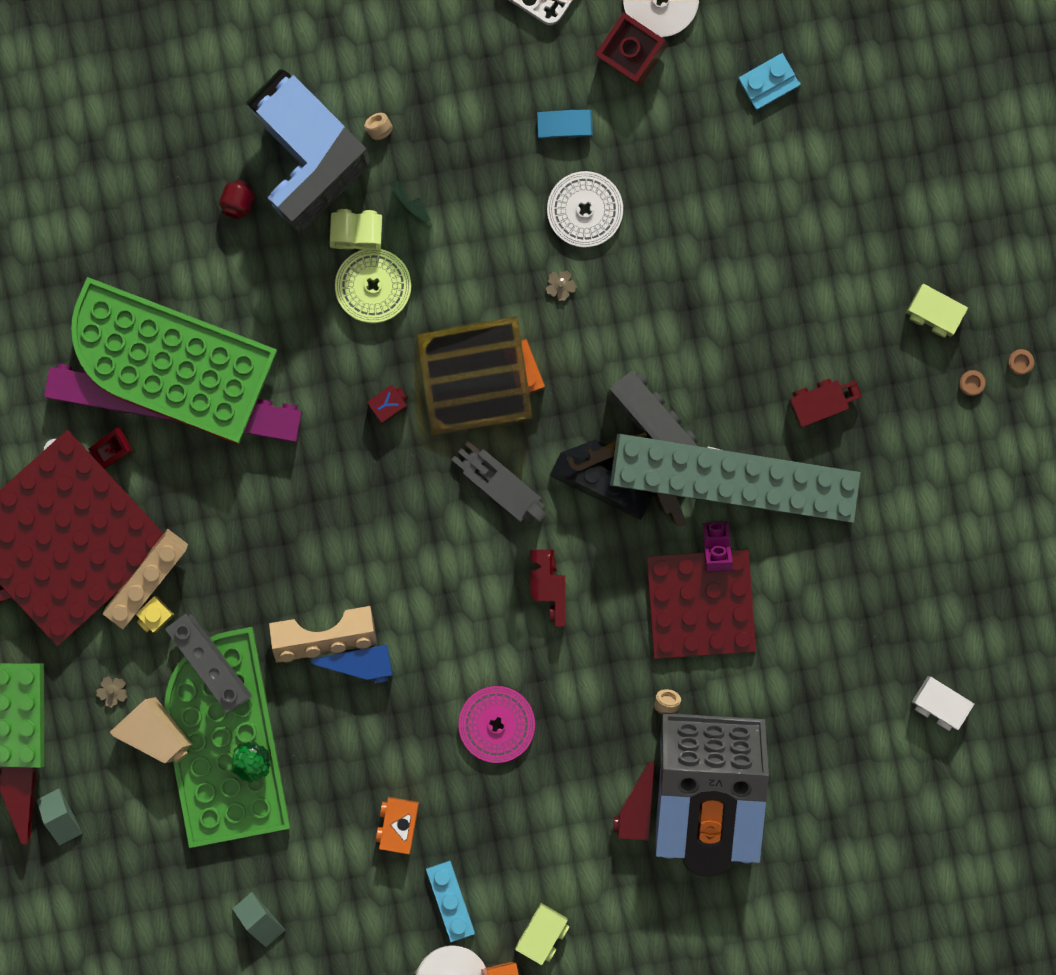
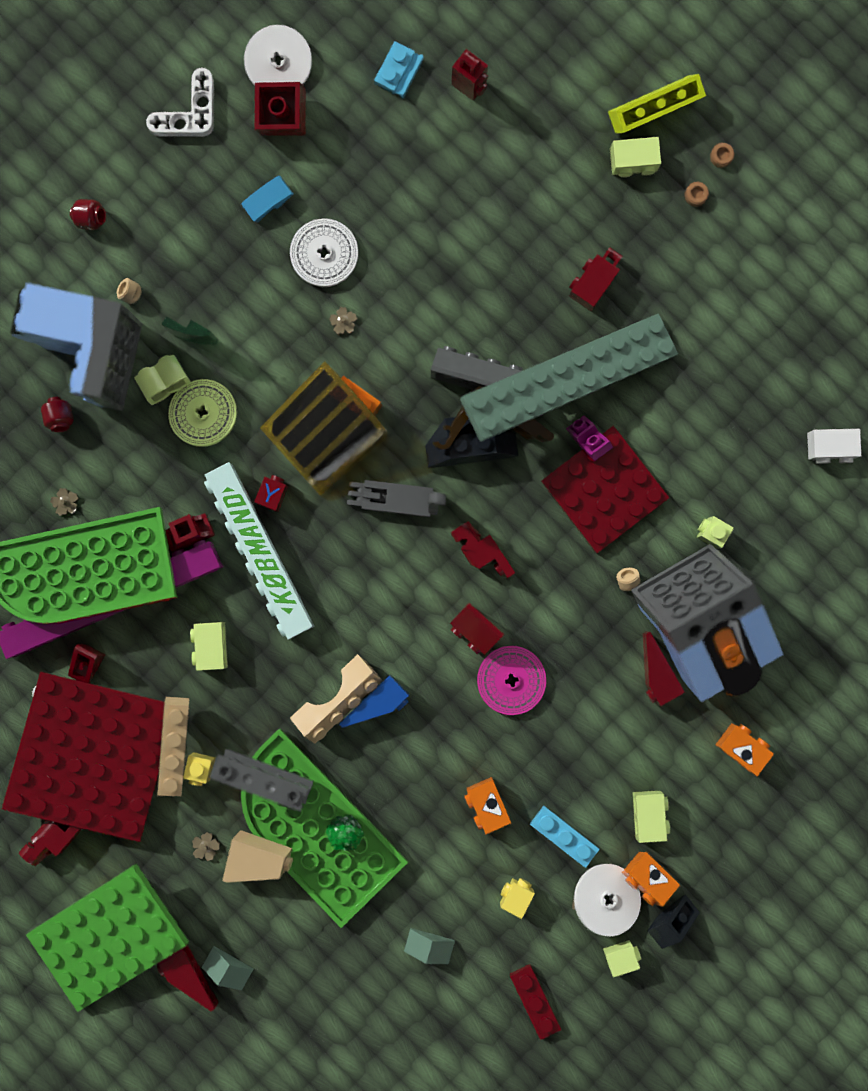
camera: 30 degrees left, 0 degrees up
(190, 284) = (65, 502): none -> dark tan plant
(237, 508) = (209, 646): none -> yellowish green brick
(288, 389) = (188, 531): none -> dark red brick
(341, 449) = (259, 551): none -> light aqua brick
(369, 926) = (516, 896): none -> light yellow brick
(387, 30) = (88, 214): none -> dark red head
(494, 655) = (476, 629): none -> dark red slope
(671, 930) = (745, 749): none -> orange brick
(775, 710) = (714, 532): none -> yellowish green brick
(829, 134) = (470, 75): none -> dark red brick
(988, 274) = (657, 103): none -> neon yellow brick

